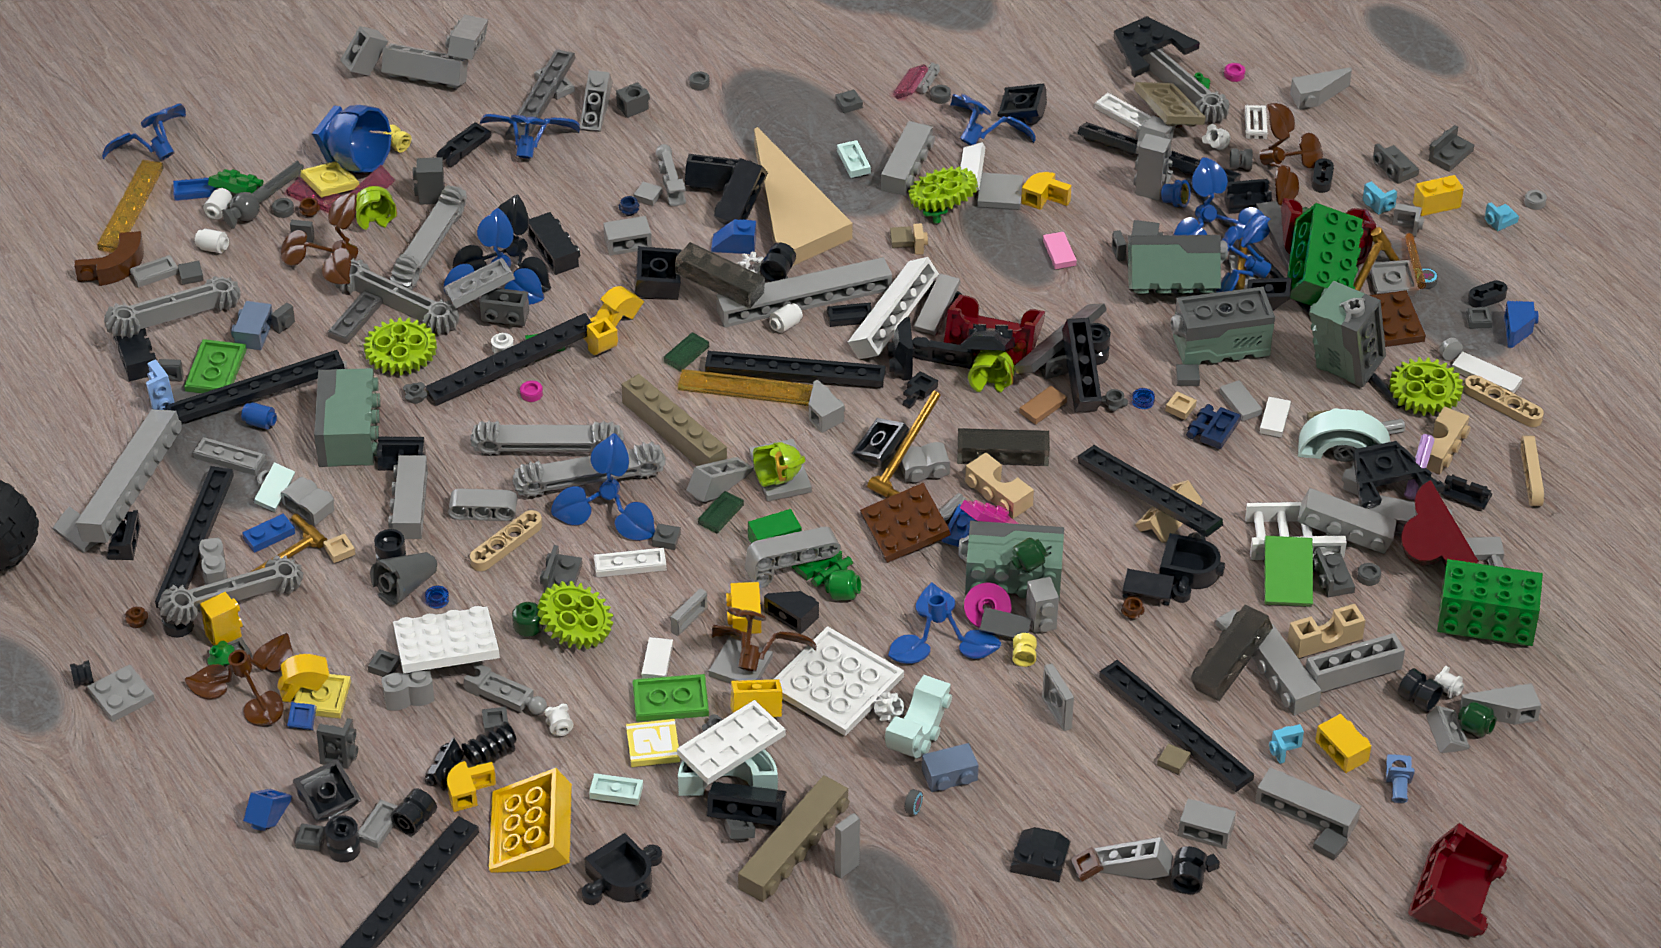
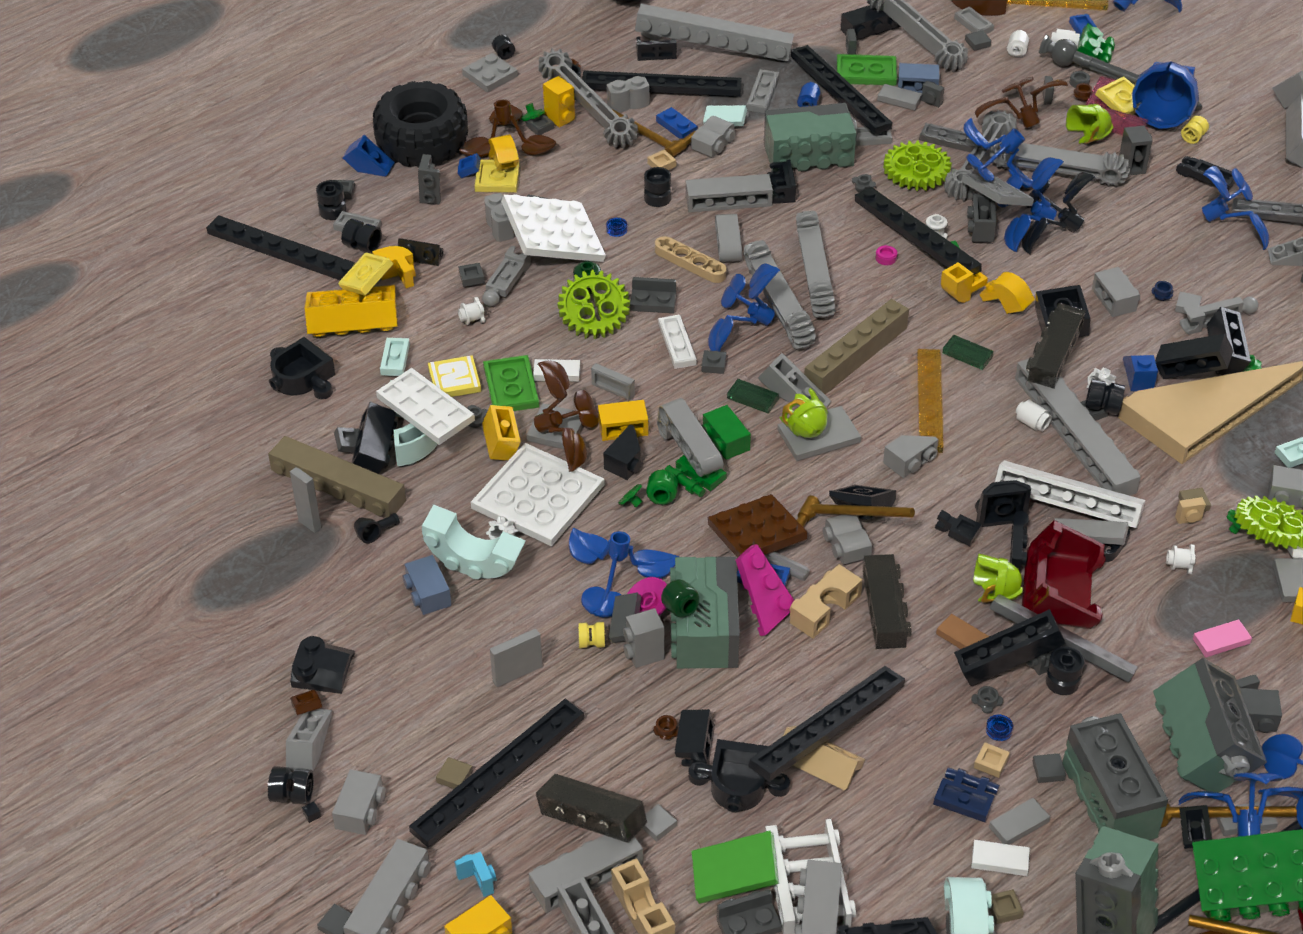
camera: 85 degrees right, 0 degrees up
(158, 387) = (820, 33): light blue bracket -> none
(228, 721) = (420, 121): none -> black tyre
(273, 347) = (899, 97): none -> light grey tile
(327, 791) = (383, 185): black slope -> none
(401, 575) = (628, 196): dark grey cone -> none
(427, 254) = (1009, 144): none -> blue plant
(490, 744) = (437, 271): black piece -> none
(490, 802) = (365, 273): none -> light yellow tile
(553, 243) = (1086, 243): black brick -> none
(795, 368) = (962, 432): black plate -> none
(848, 314) = (1058, 463): black tile -> none
(848, 610) = (631, 496): none -> green plant
(867, 812) = (369, 529): none -> black bar
(913, 802) = (383, 560): dark grey tile -> none
(973, 254) = (1181, 558): none -> white brick
(989, 338) = (1021, 561): black slope -> none

